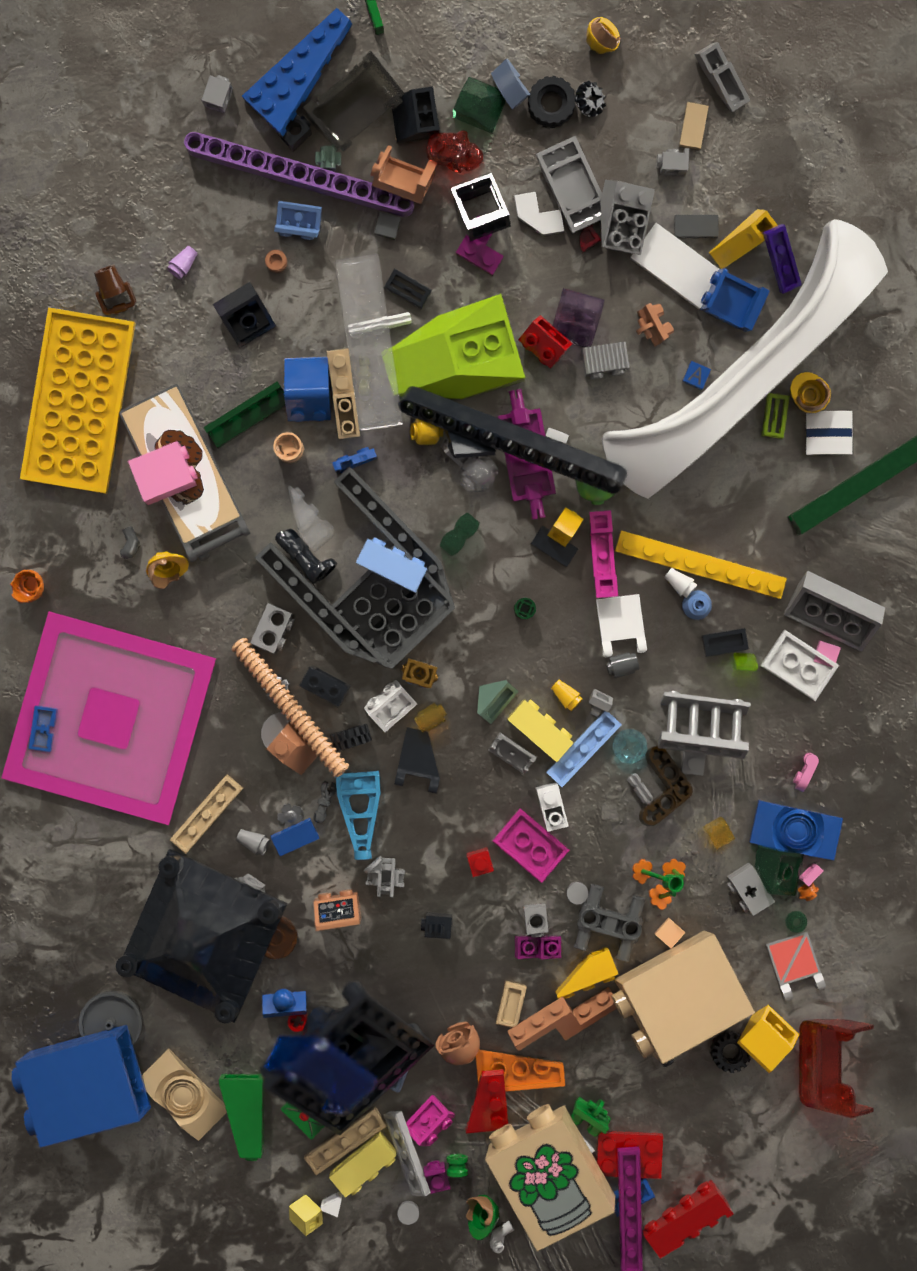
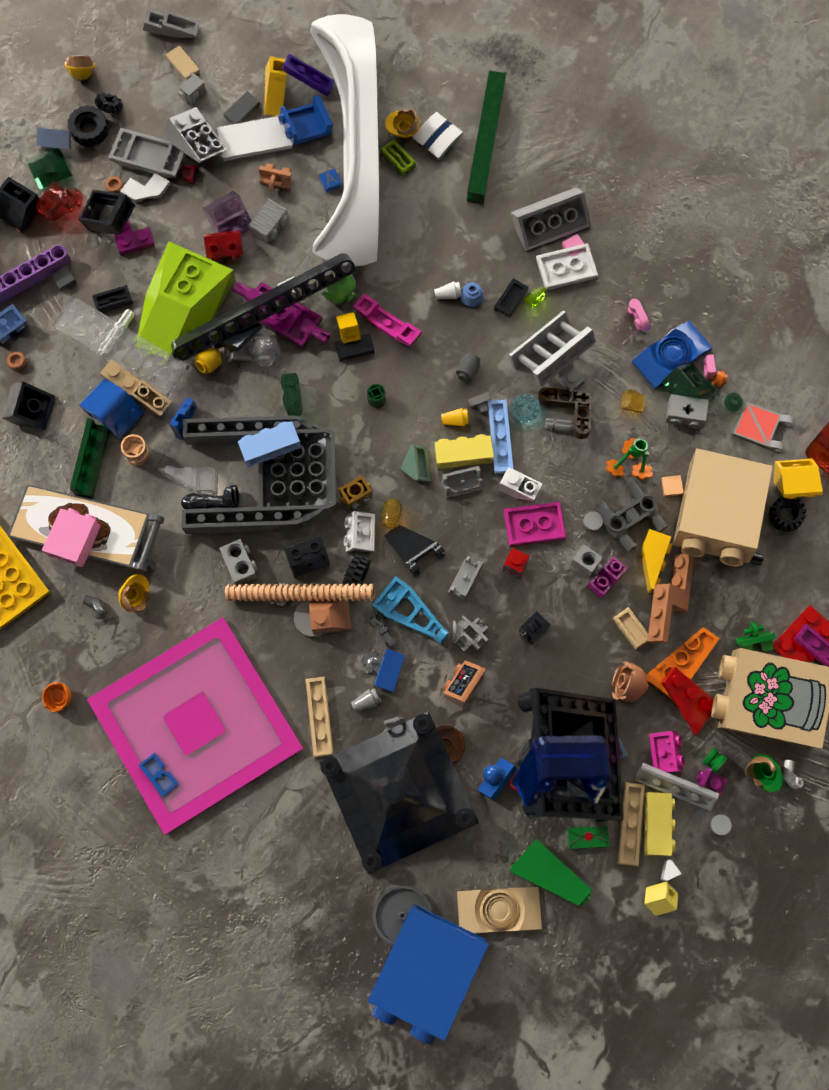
camera: 45 degrees left, 15 degrees down
(401, 177) = (44, 242): nougat panel -> none
(429, 830) = (465, 578): none -> light grey hinge
(516, 183) = (114, 184): none -> nougat tile
(620, 620) = (439, 346): white flag -> none
(700, 564) = (448, 272): yellow plate -> none

